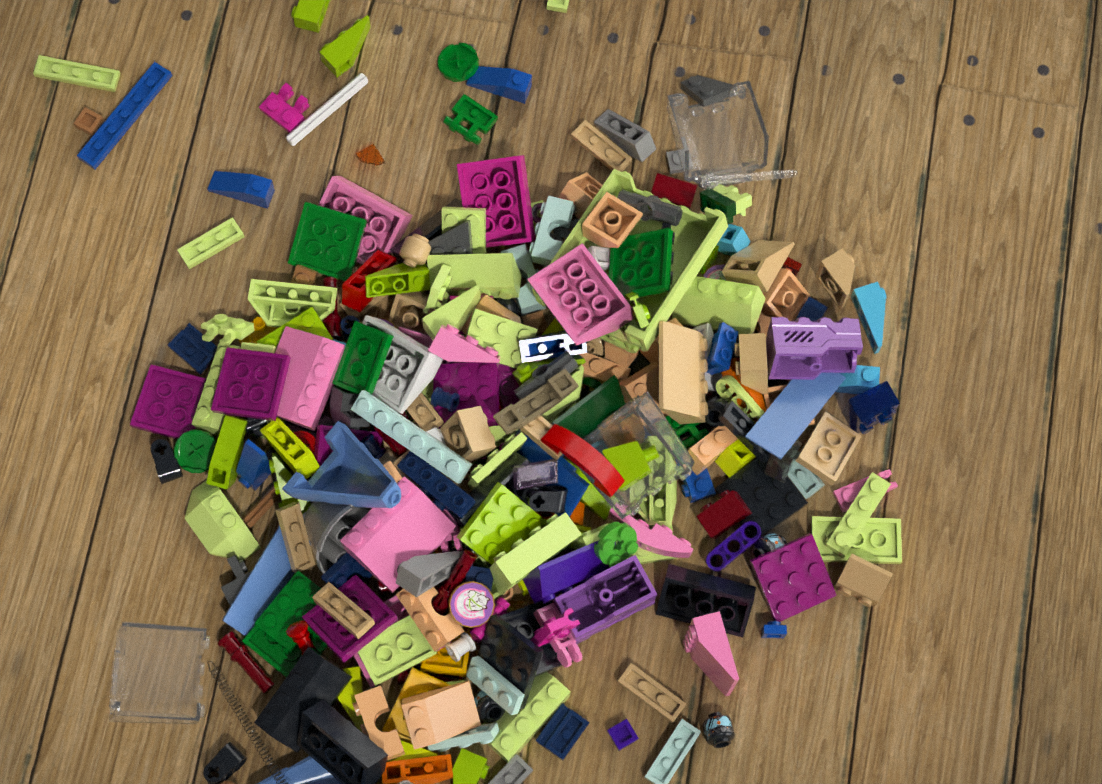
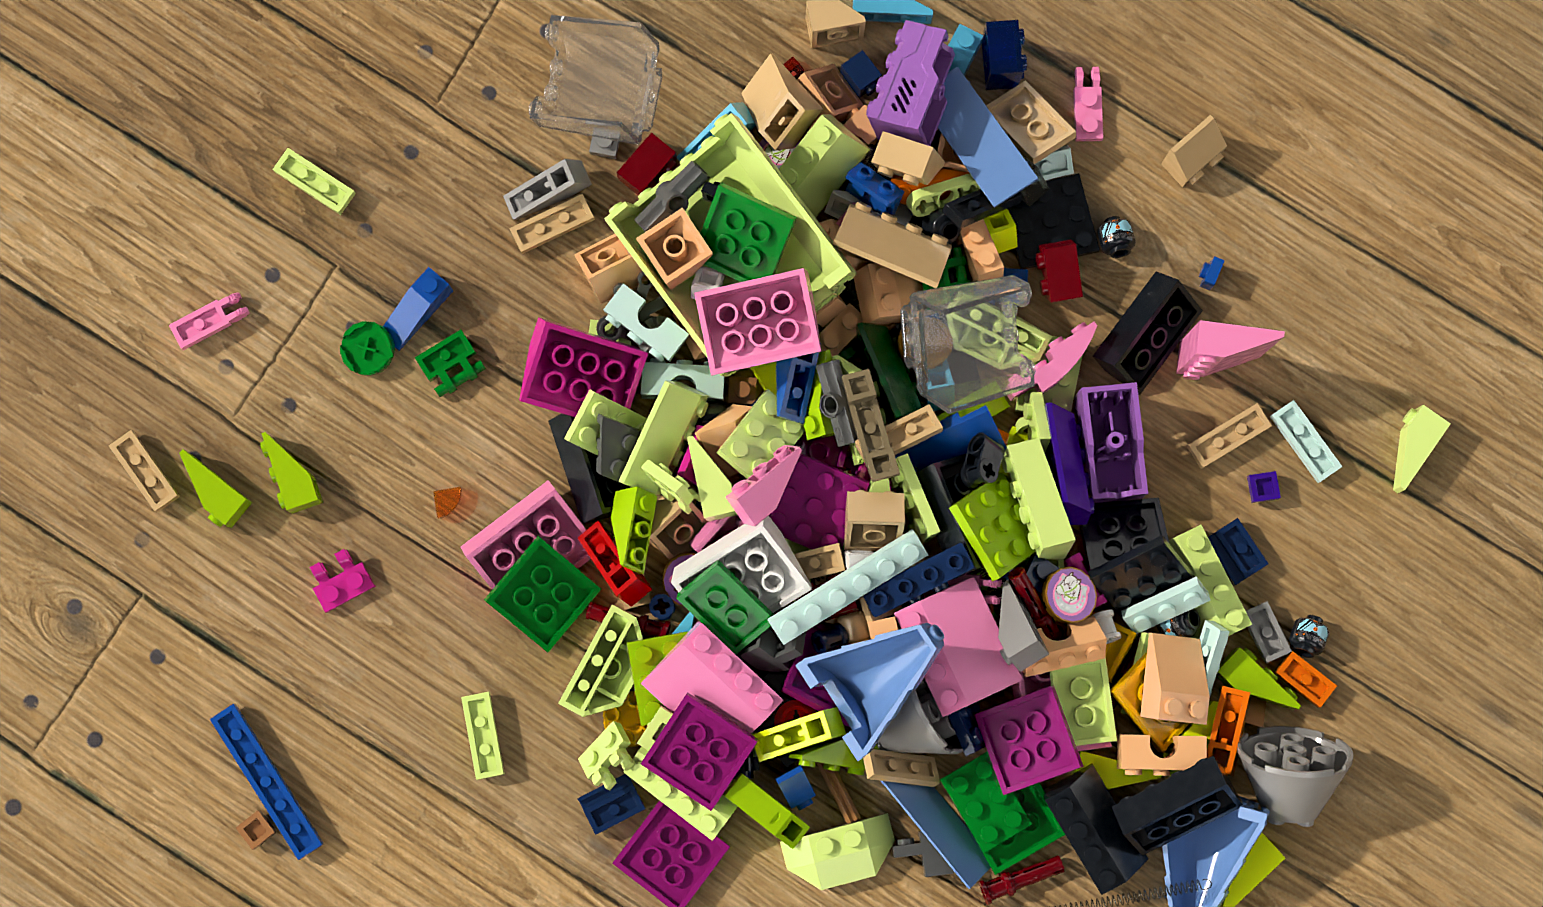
camera: 65 degrees left, 10 degrees up
(76, 73) = (181, 822): yellowish green tile -> none
(166, 464) = (747, 888): black piece -> none
(195, 450) = (743, 846): green tile -> none
(243, 187) = (424, 672): blue slope -> none
(300, 635) = (1020, 805): red pin -> none
(304, 275) = (575, 639): medium nougat plate -> none
(326, 109) = (362, 530): white axle -> none
(343, 610) = (1021, 744): tan plate -> none
(415, 250) = (608, 493): tan head -> none
(445, 399) = (814, 530): dark blue bush -> none
(535, 474) = (952, 461): clear purple tile -> none
(554, 629) = (1135, 514): dark pink plate -> none
(559, 644) = (1130, 512): bright pink hinge -> none
(585, 457) = (954, 398): red slope -> none
(606, 548) = (1059, 404): bright green plate -> none
(631, 461) = (974, 349): lime torso -> none
(640, 311) = (812, 262): lime plate -> none
(705, 90) = (531, 71): dark grey wing -> none
(710, 180) = (653, 113): clear piece -> none
(718, 730) = (1298, 380): head -> none
(722, 549) = (1111, 285): dark purple beam -> none
(726, 200) = (686, 110): hips -> none
(793, 578) = (1162, 226): magenta plate -> none
(858, 515) = (1118, 124): yellowish green plate -> none
(877, 542) = (1142, 139): yellowish green plate -> none

